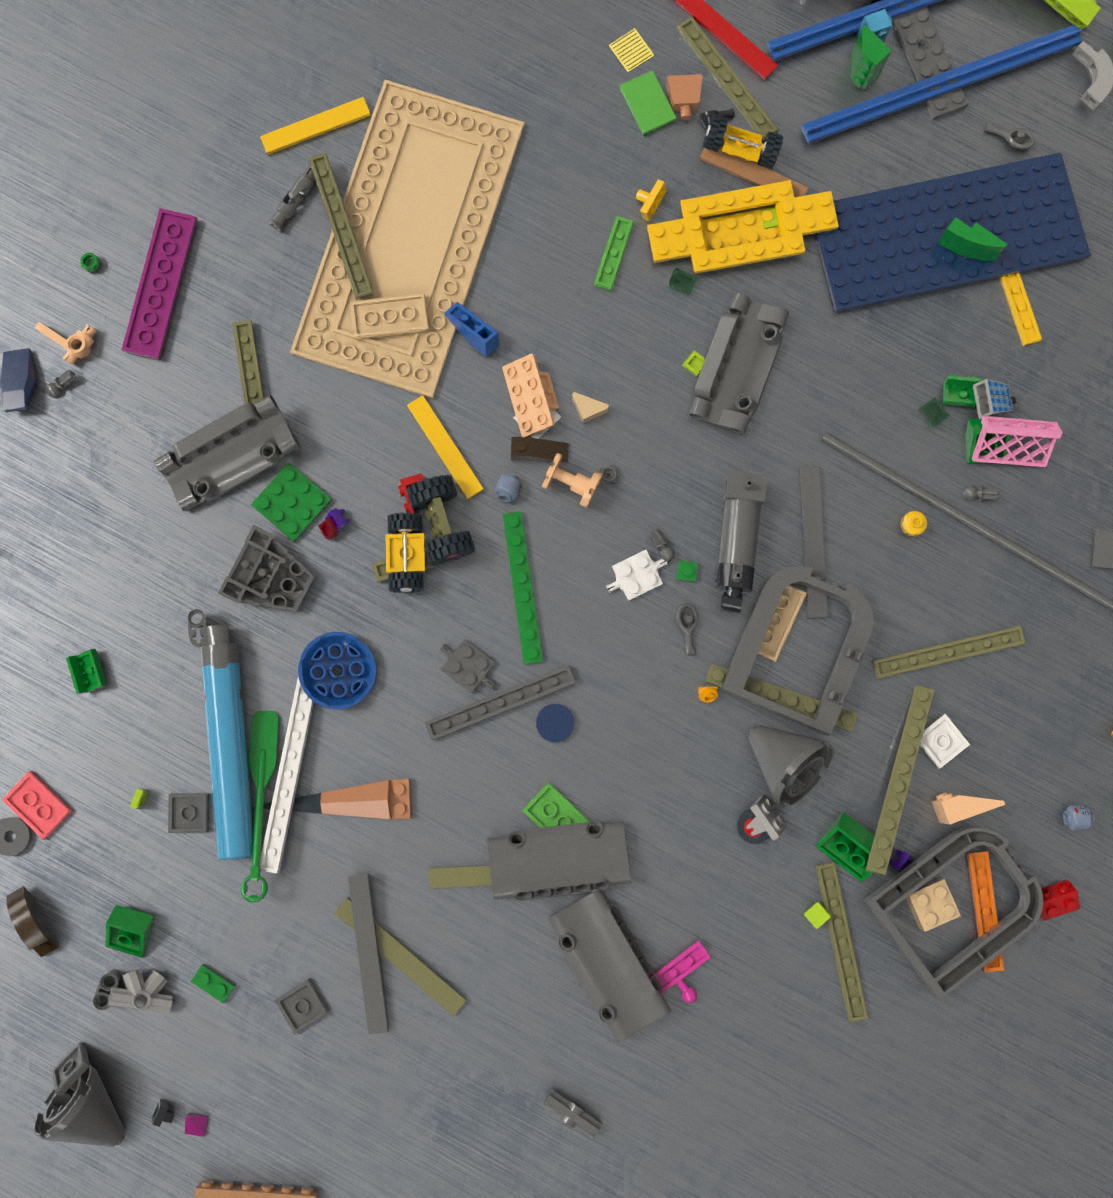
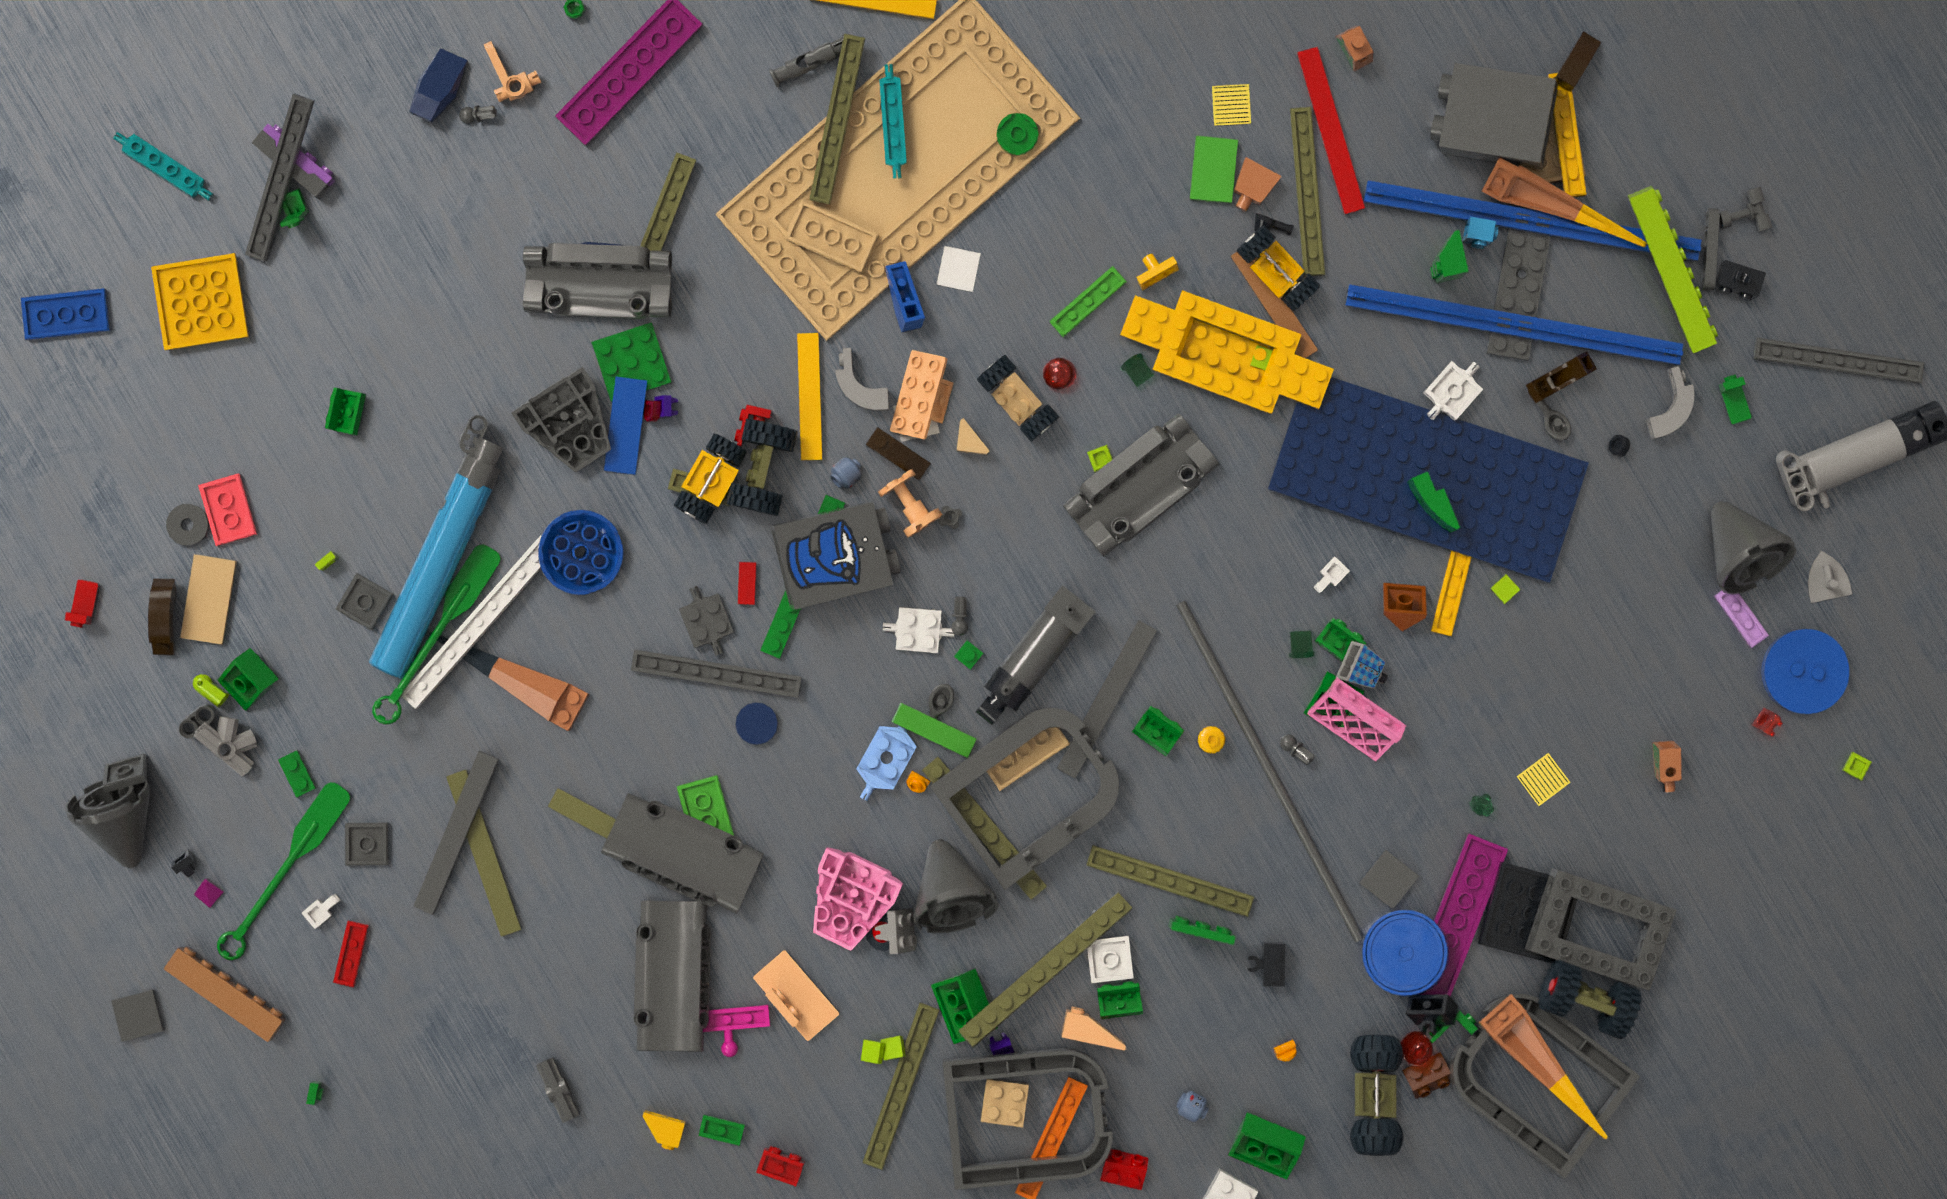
camera: 40 degrees right, 5 degrees up
(61, 886) = (208, 599): none -> tan tile
(102, 958) = (209, 690): none -> lime piece
(250, 1030) = (306, 837): none -> green piece
(295, 1085) = (319, 912): none -> white plate
(315, 552) = (625, 425): none -> blue sticker
(340, 1104) = (351, 953): none -> red tile
(384, 203) = (893, 121): none -> teal plate
(479, 422) = (861, 396): none -> light grey arch
(482, 618) = (747, 583): none -> red piece
(484, 159) = (1017, 134): none -> green tile
(500, 286) = (958, 268): none -> white sticker
(537, 552) = (834, 554): none -> dark grey brick
(605, 353) = (1017, 398): none -> plate
(625, 318) = (1059, 373): none -> clear red hair
(674, 672) = (883, 775): none -> light blue plate
(677, 1092) = (665, 1129): none -> yellow slope
(696, 644) = (933, 730): none -> bright green tile
(713, 814) = (851, 897): none -> bright pink wedge
(715, 920) = (795, 995): none -> light nougat bracket
(722, 1065) = (721, 1129): none -> green plate
(787, 1065) = (780, 1166): none -> red bracket
(803, 927) = (872, 1051): none -> lime tile
(868, 541) = (1158, 730): none -> green bracket
(924, 345) = (1332, 573): none -> white plate
(928, 158) = (1453, 391): none -> white plate
(970, 768) = (1119, 1000): none -> green bracket
(994, 334) = (1404, 604): none -> dark orange slope
(1002, 99) = (1561, 377): none -> dark brown arch
(1002, 673) = (1202, 929): none -> green plate
(1058, 281) = (1505, 589): none -> lime tile
(1068, 668) = (1271, 964): none -> black brick
(1075, 126) = (1619, 445): none -> black tile

